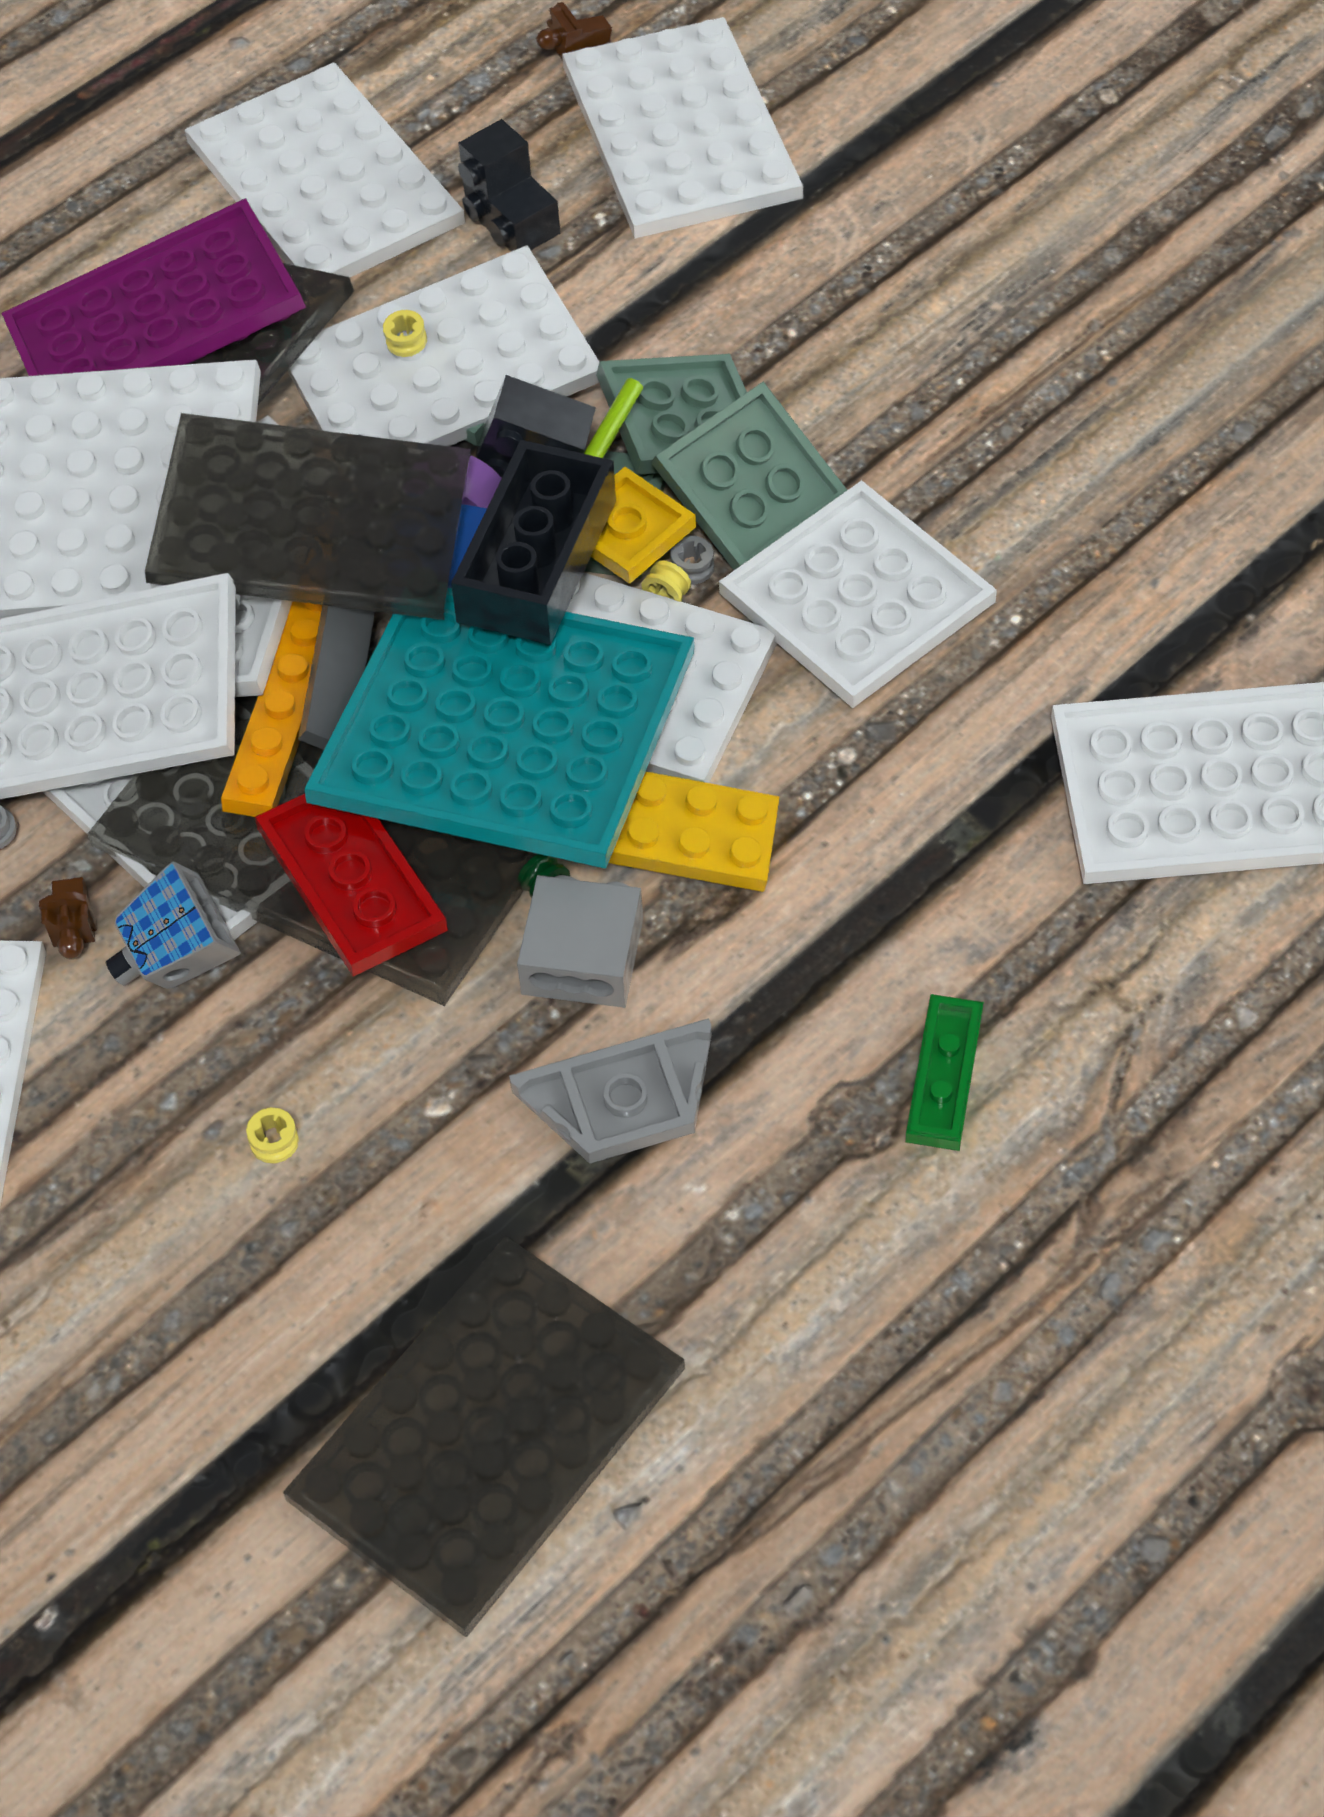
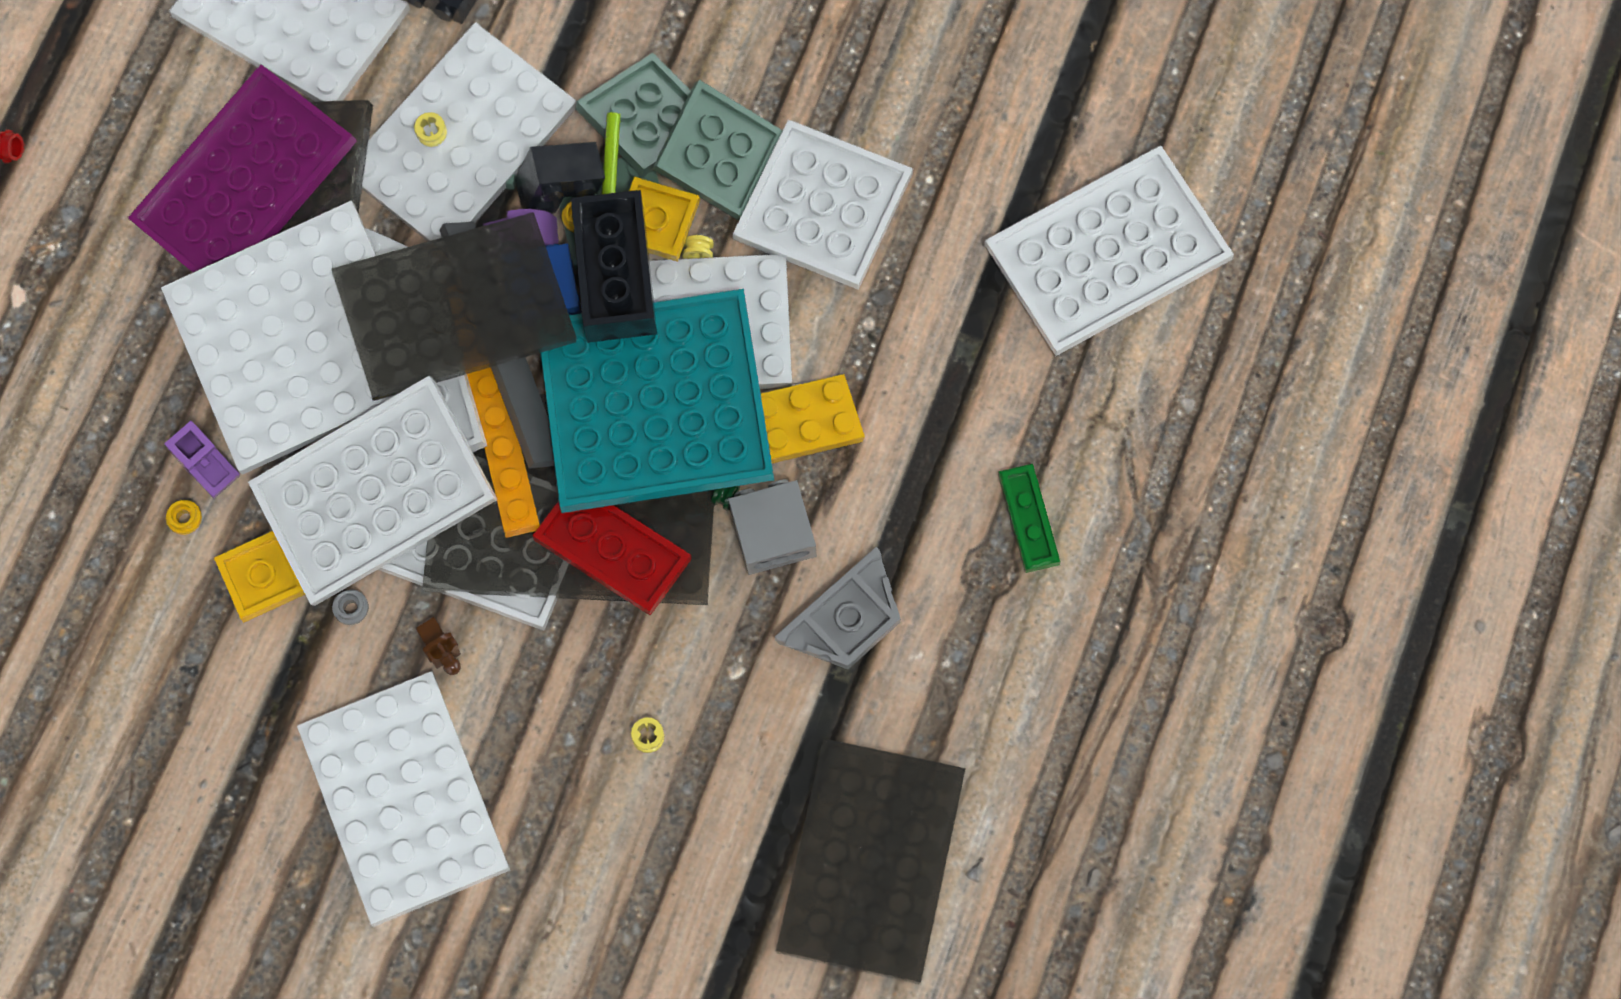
camera: 25 degrees left, 15 degrees up
(171, 931) = (516, 632): torso -> none
(698, 548) = (710, 231): light grey bush -> none

